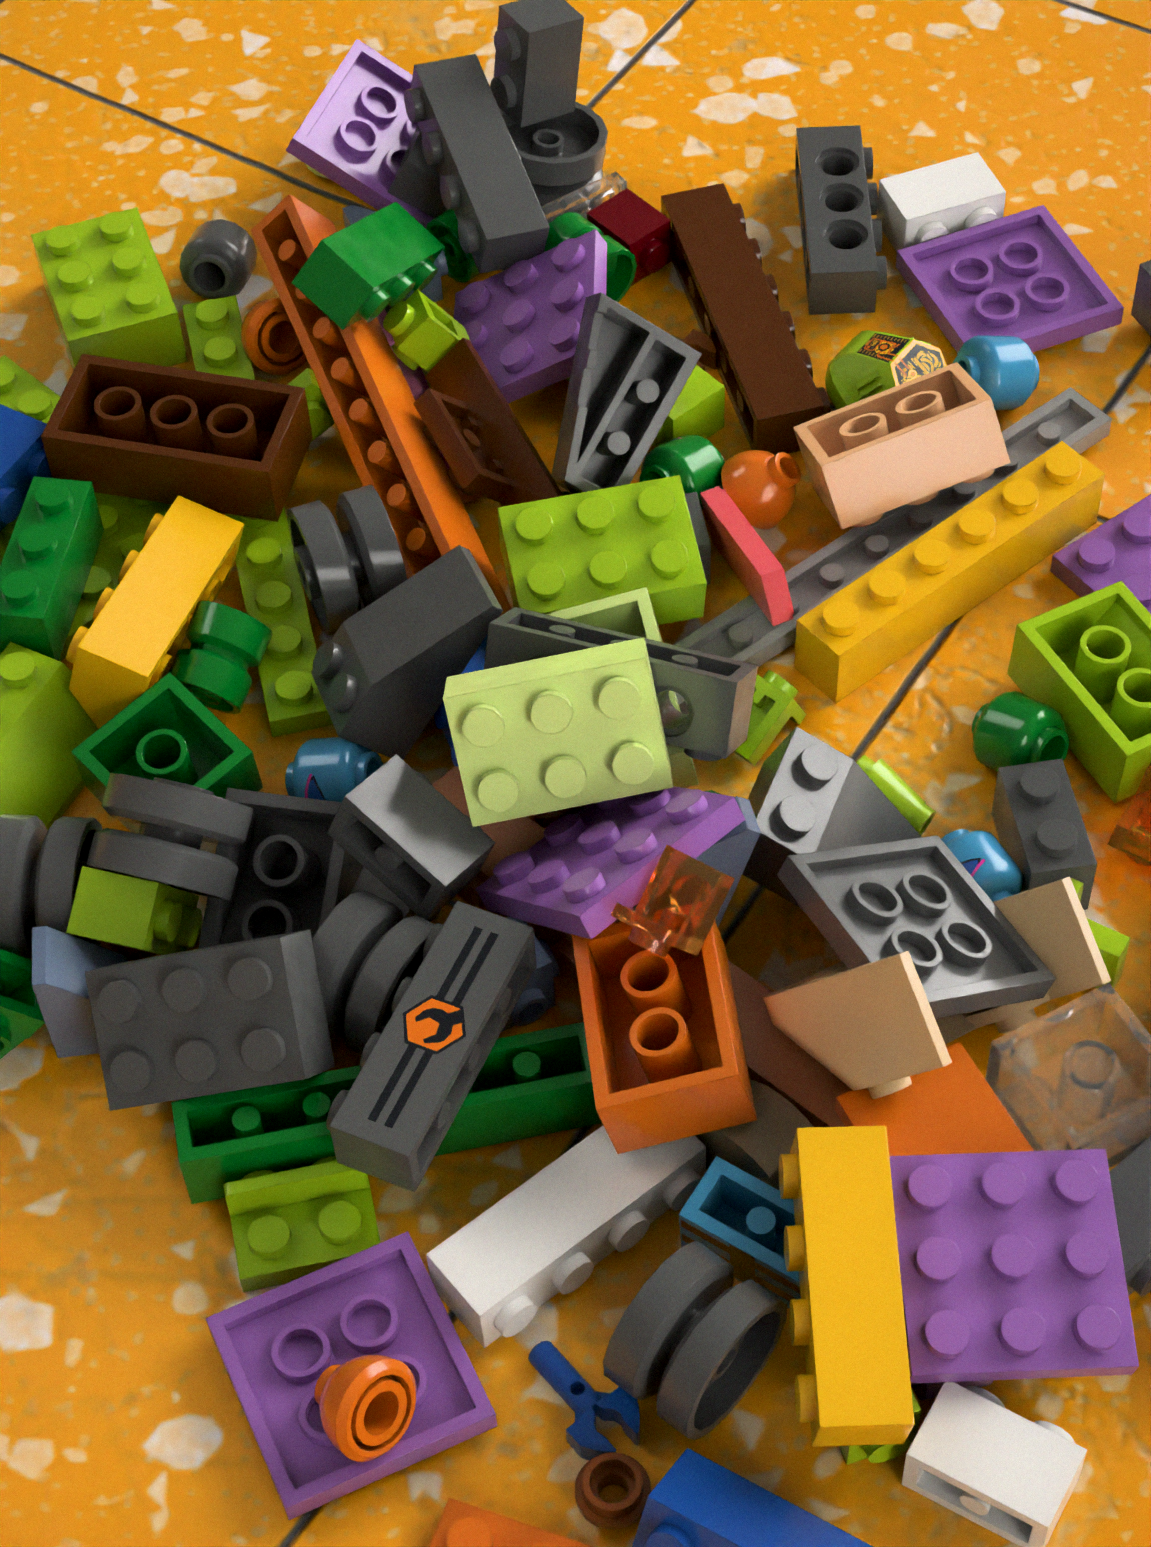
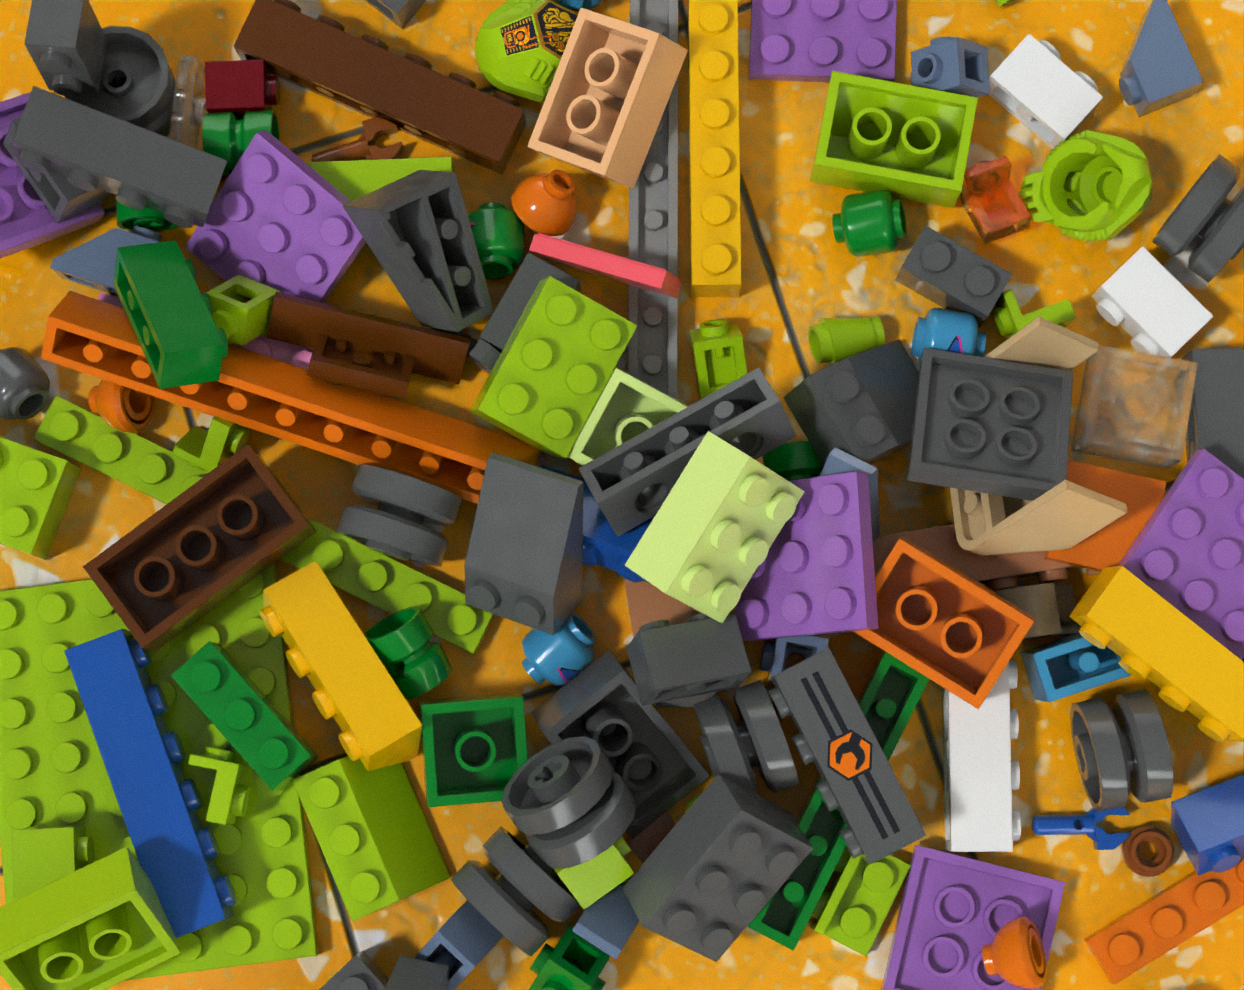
camera: 50 degrees left, 30 degrees up
(676, 904) = (902, 567): clear orange bracket -> none

